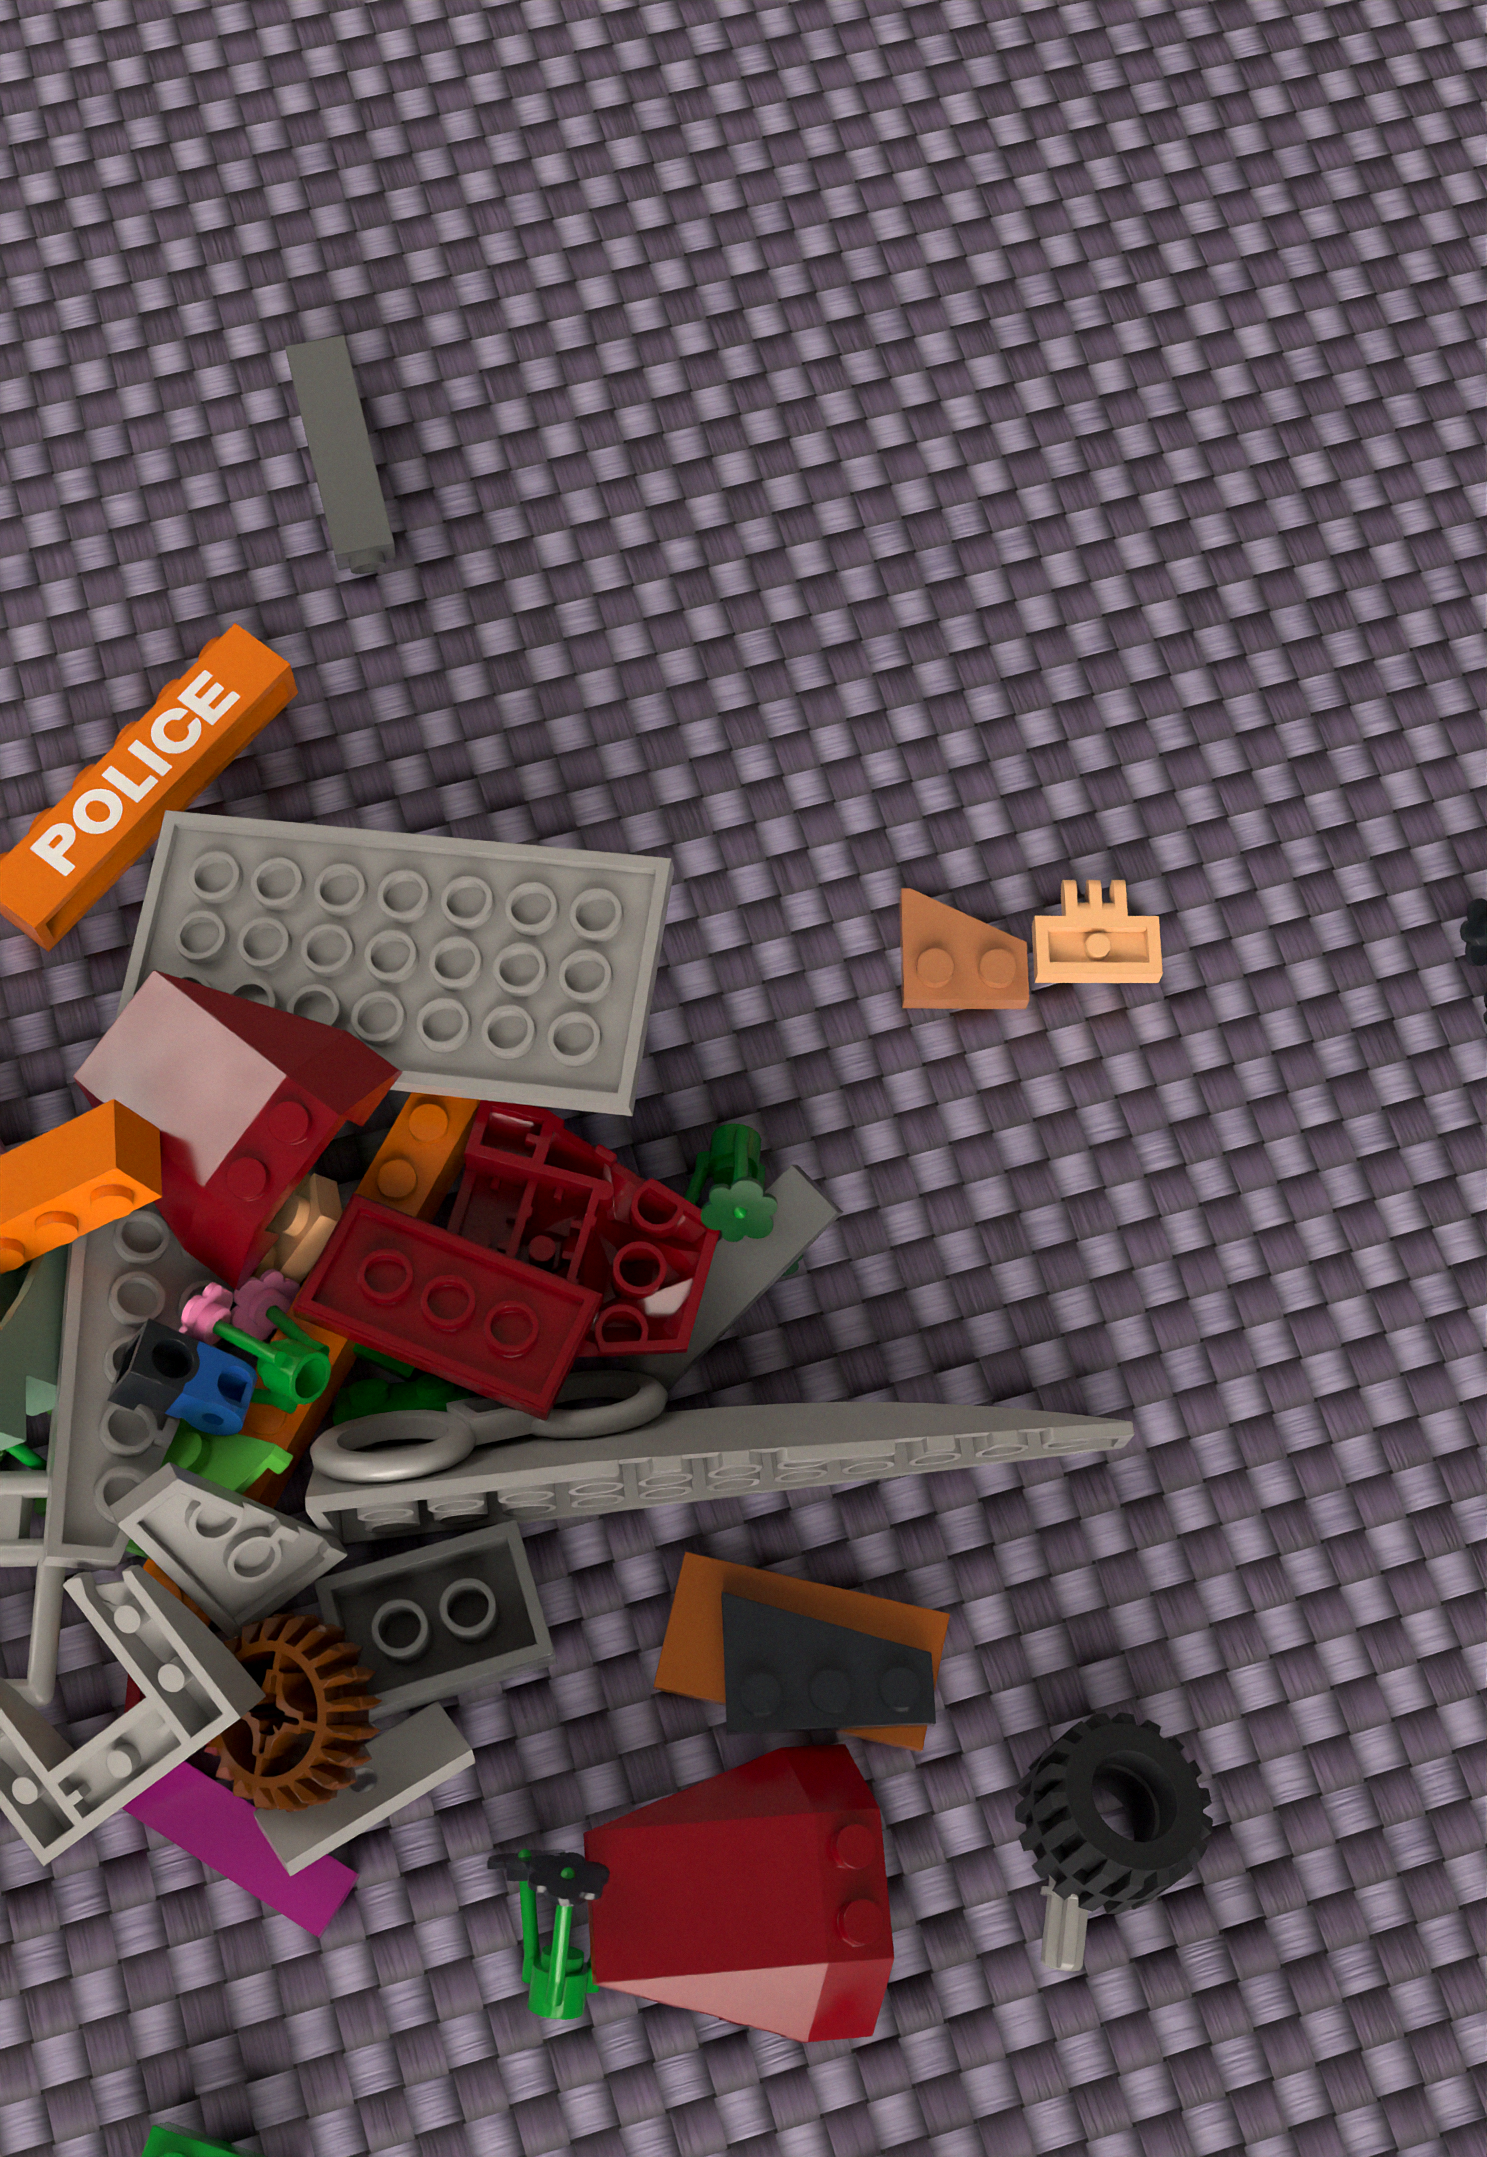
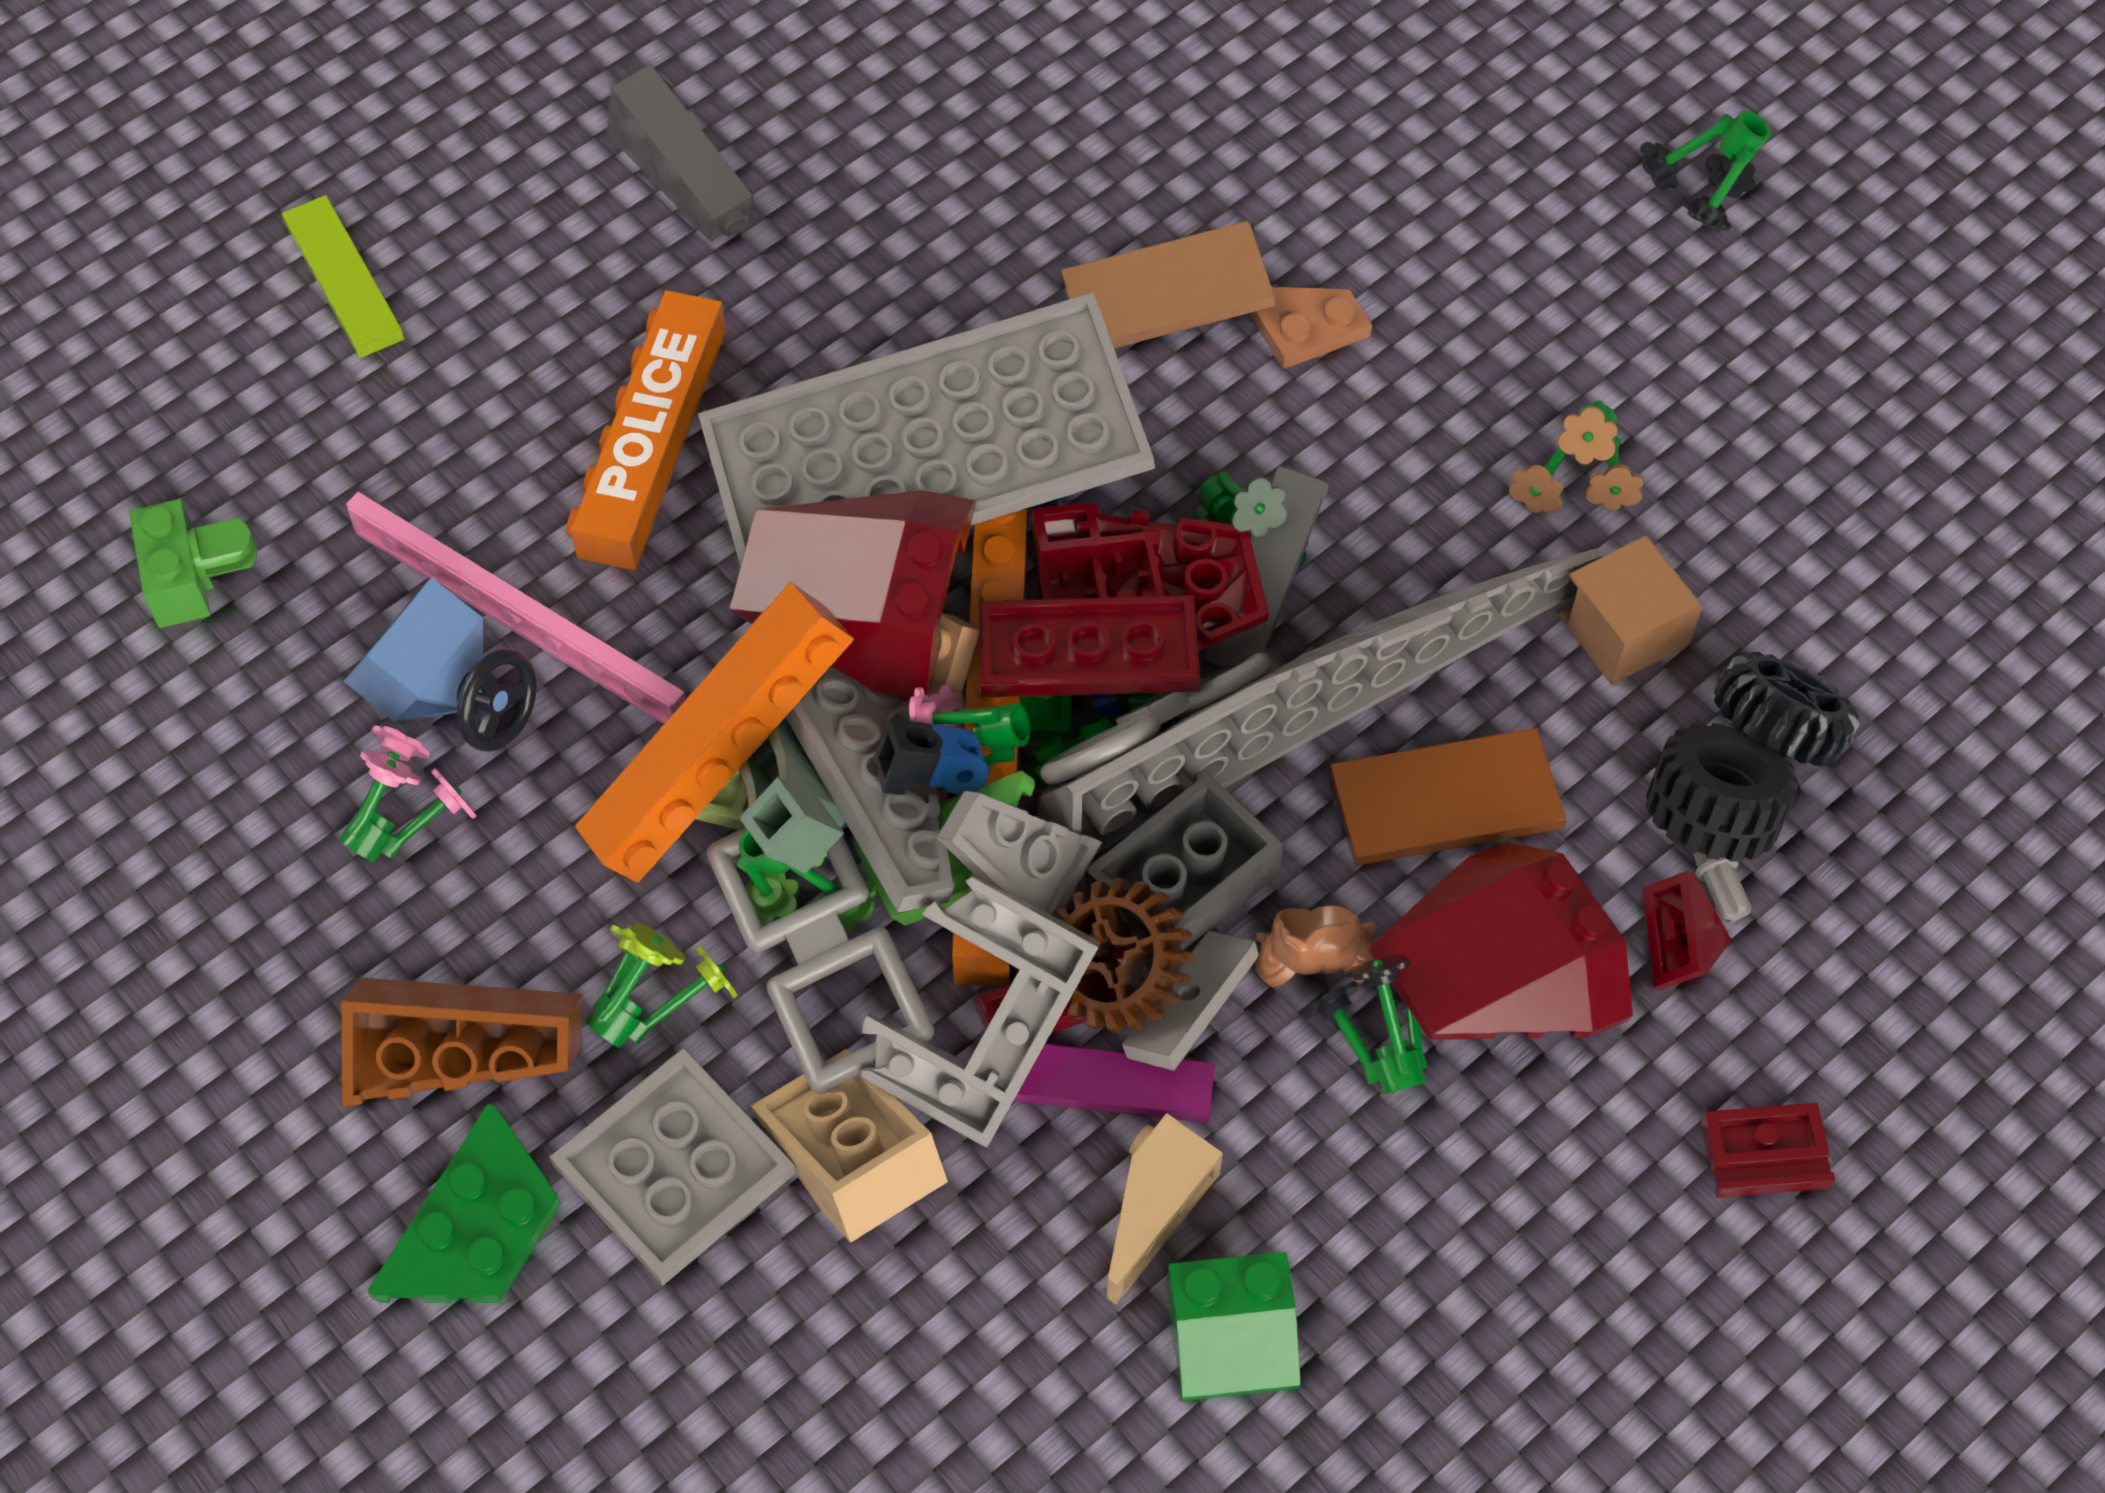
camera: 20 degrees left, 10 degrees down
(205, 2010) = (1164, 1183): none -> tan slope
(546, 1776) = (1312, 943): none -> nougat hair
(814, 852) = (1175, 284): none -> medium nougat tile
(816, 1675) = (1467, 800): black wing -> none
(986, 1959) = (1681, 930): none -> dark red slope
(1096, 940) = (1396, 269): light nougat hinge -> none
(1135, 1515) = (1631, 610): none -> medium nougat piece
(1191, 1280) = (1588, 437): none -> medium nougat plant
(1248, 1741) = (1786, 708): none -> black gear

